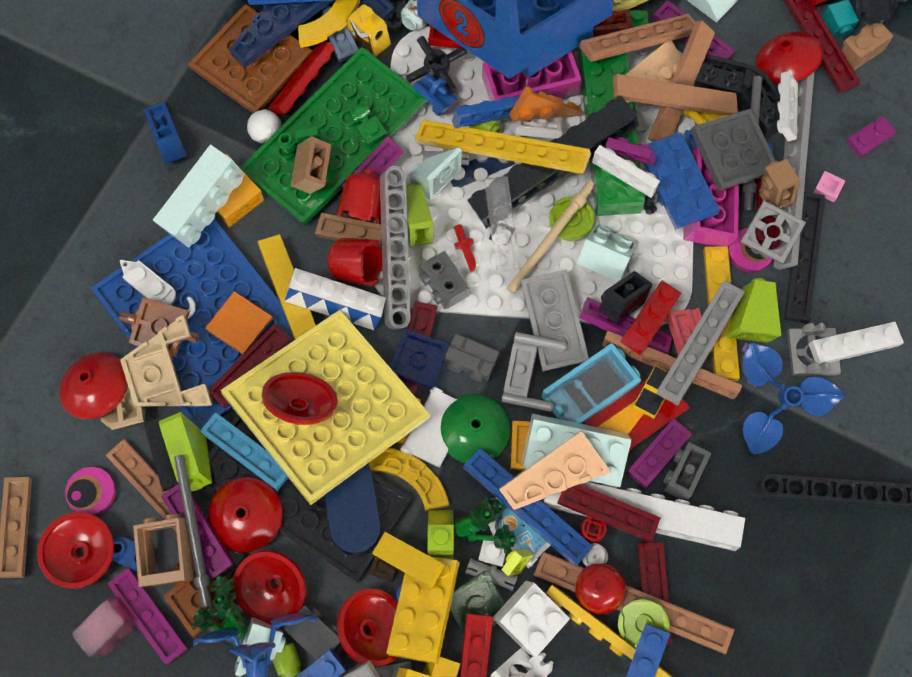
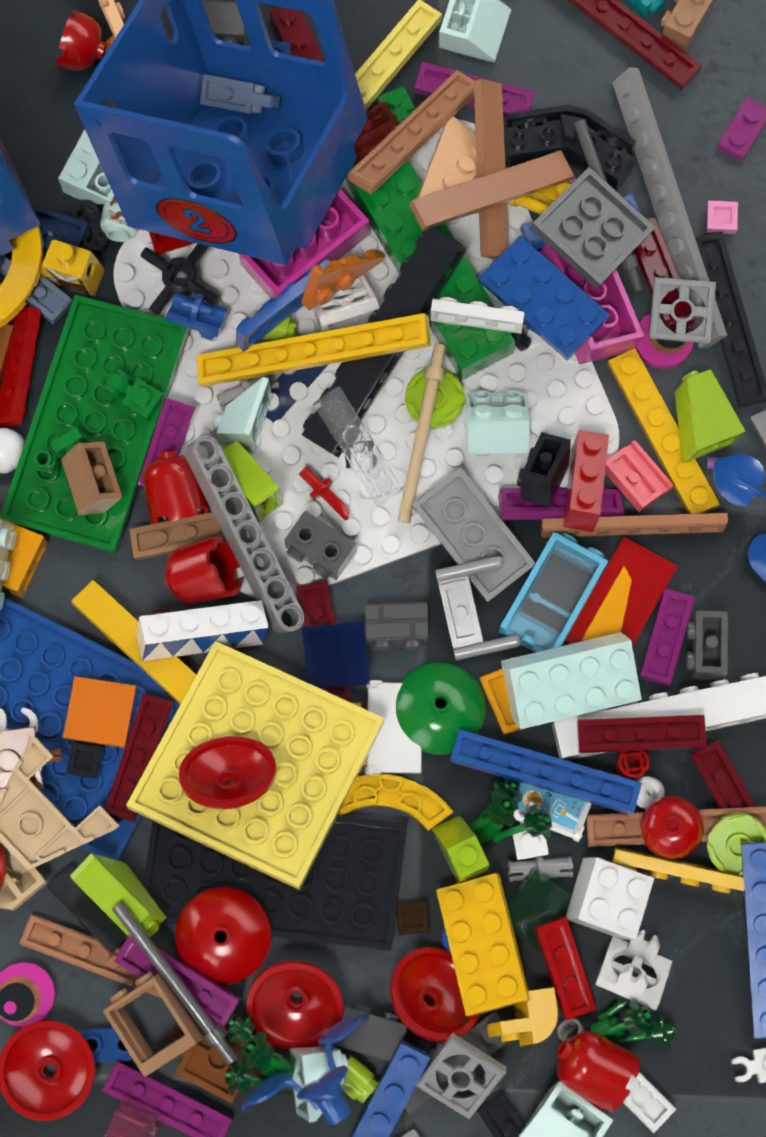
camera: 20 degrees left, 5 degrees up
(212, 351) = (85, 761): none -> black tile
(244, 450) = (185, 861): dark azure plate -> none
(354, 512) = (350, 874): dark blue tile -> none
(408, 559) = (440, 898): yellow tile -> none
(517, 561) = (563, 841): neon yellow plate -> none
(560, 469) = (566, 712): light nougat wing -> none
(640, 153) = (485, 286): magenta plate -> none
(648, 400) = (629, 567): black tile -> none
(700, 343) = (657, 484): light grey plate -> none
(779, 184) = (664, 249): medium nougat brick -> none
(788, 106) = (631, 142): white plate -> none
(790, 52) = (612, 80): red dish -> none

